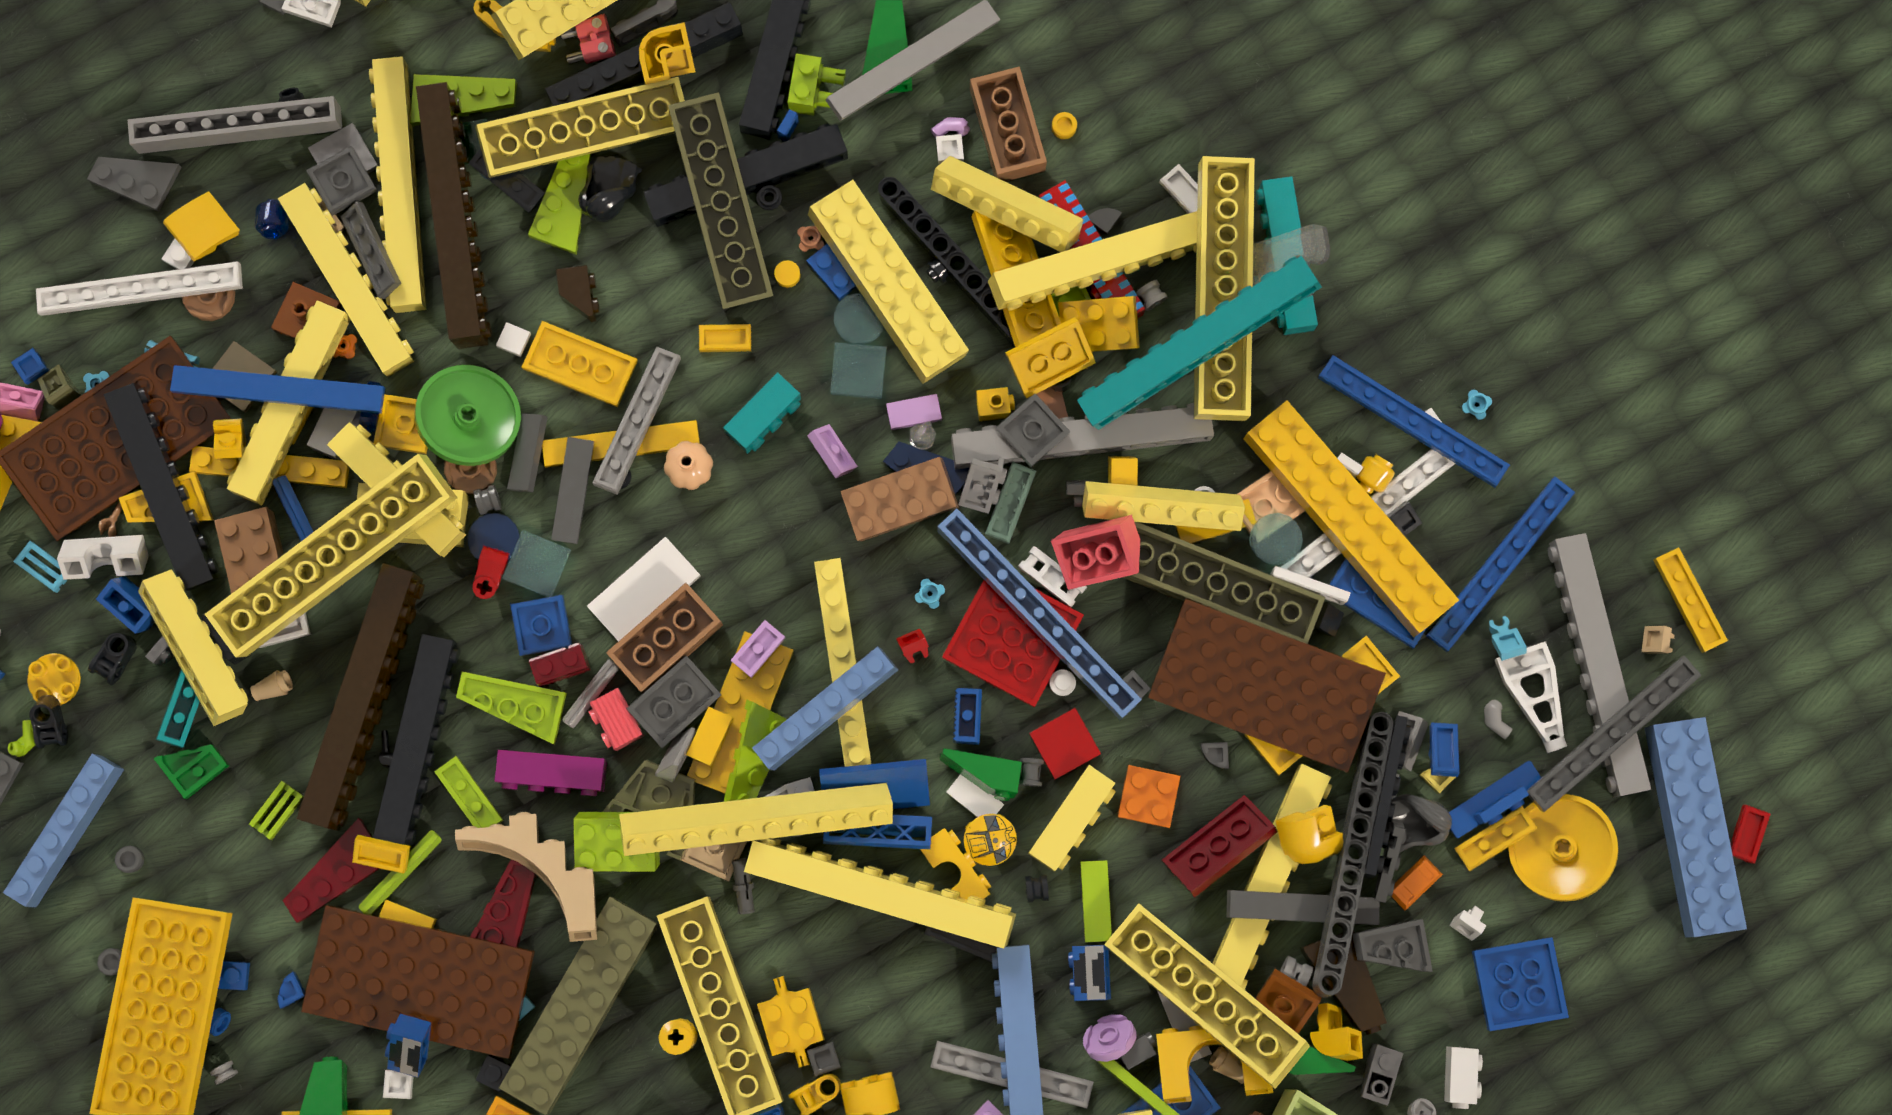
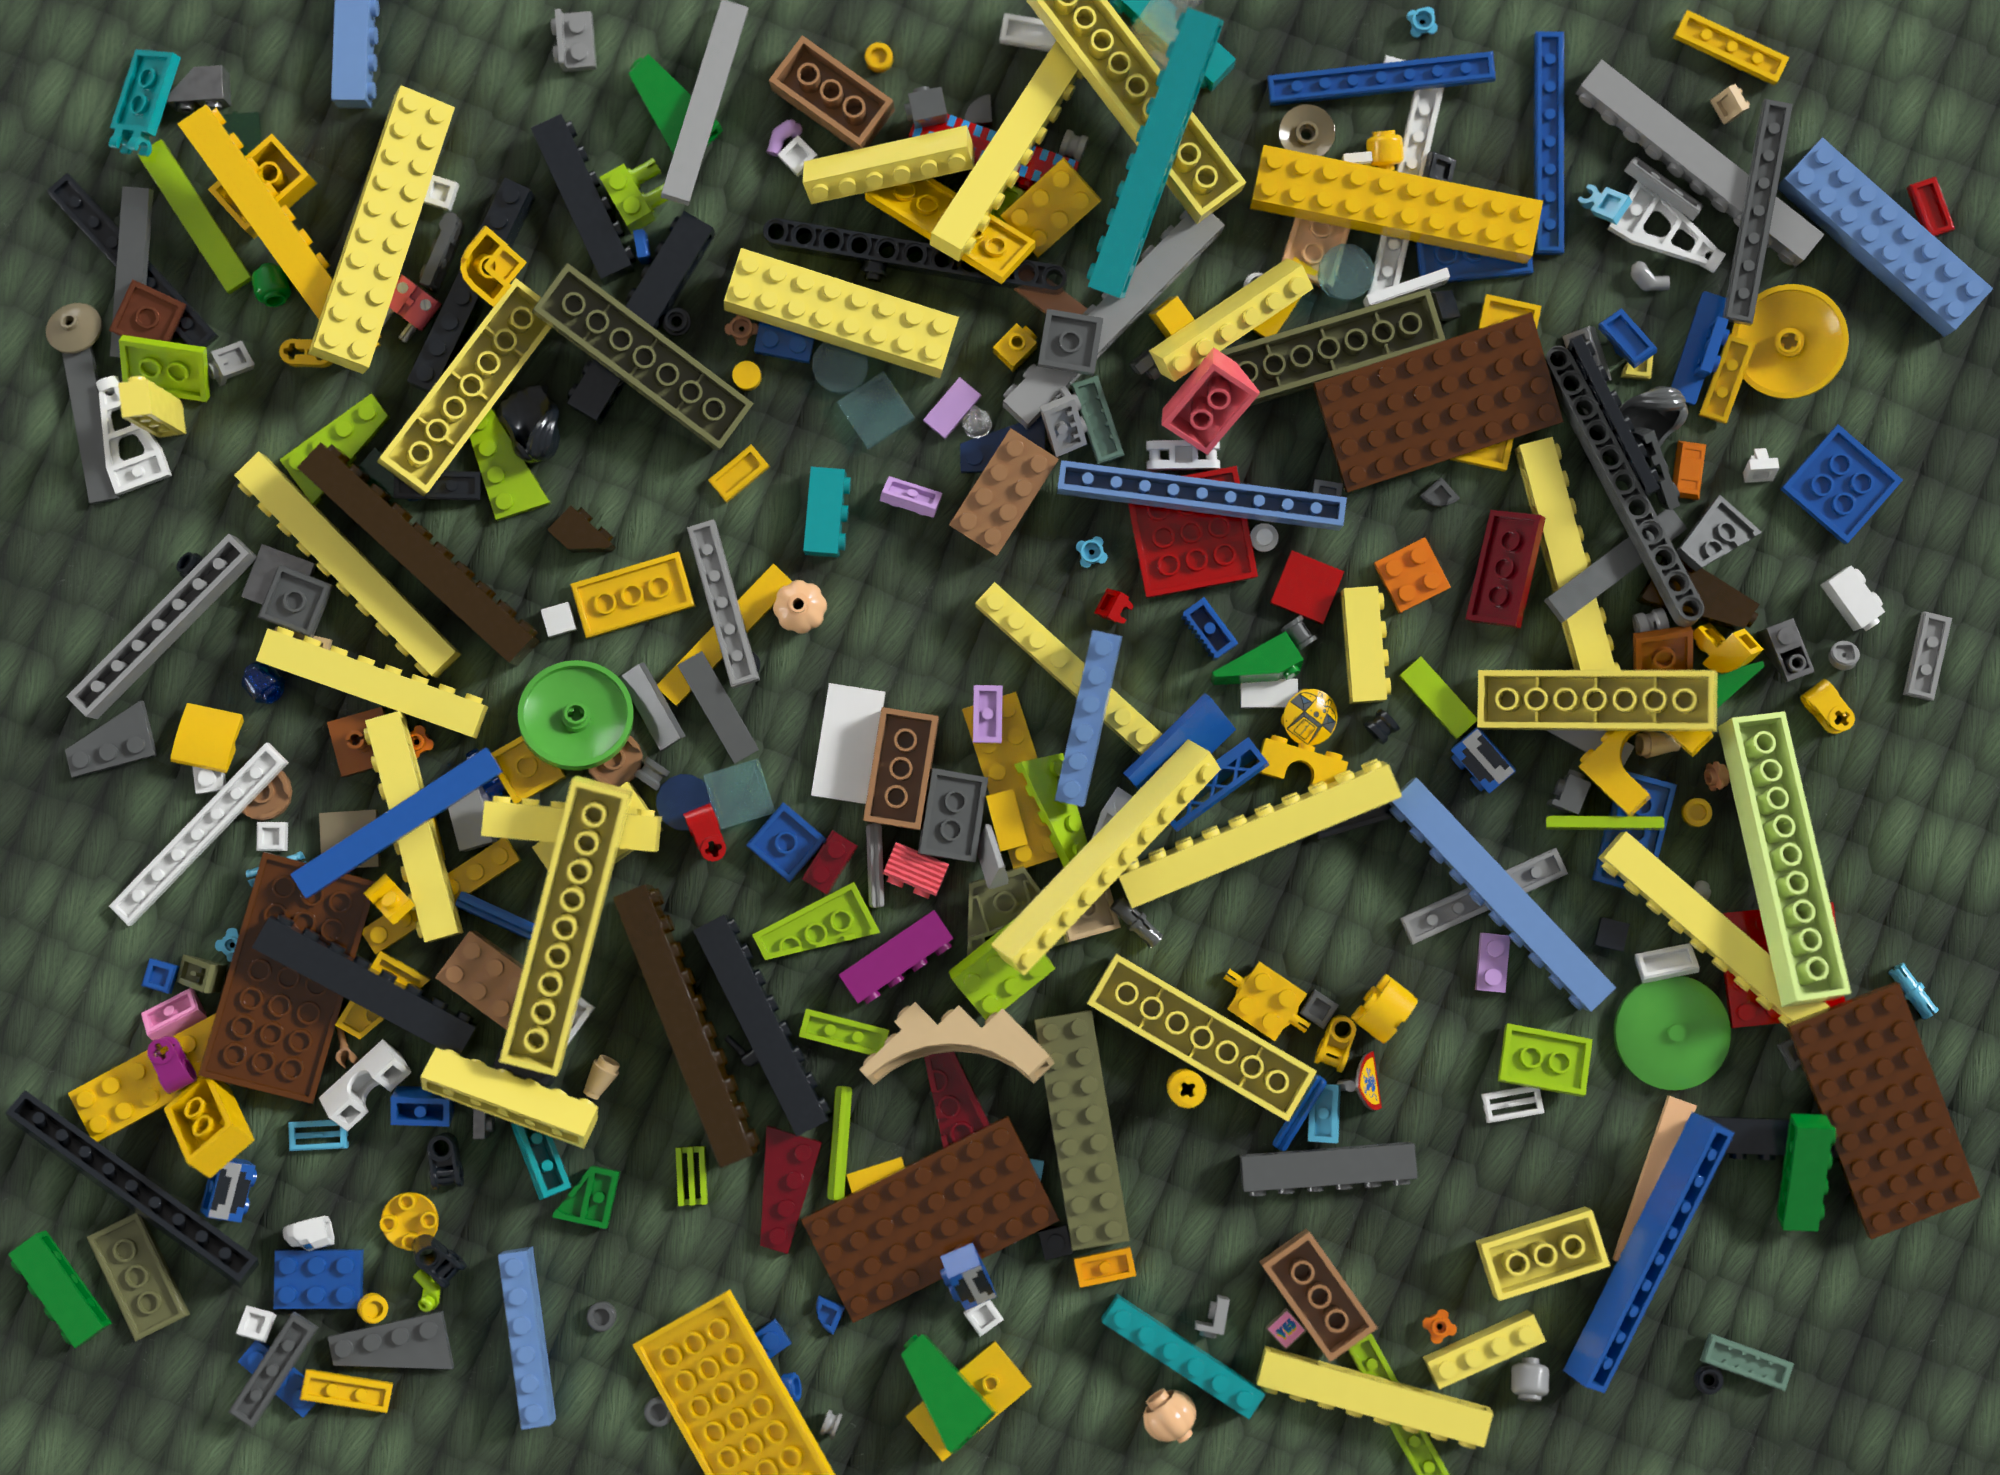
camera: 30 degrees left, 5 degrees up
(188, 331) = (272, 836): none -> white tile
(370, 250) = (372, 640): dark grey tile -> none
(381, 854) = (812, 1140): yellow tile -> none
(1050, 357) = (1036, 267): yellow plate -> none
(1066, 184) = (926, 107): none -> dark grey brick
(1109, 1038) = (1542, 800): lavender tile -> none
(1310, 835) = (1575, 499): yellow brick -> none
(1334, 406) = (1309, 119): none -> dark tan dish
(1559, 662) = (1663, 188): none -> light grey tile

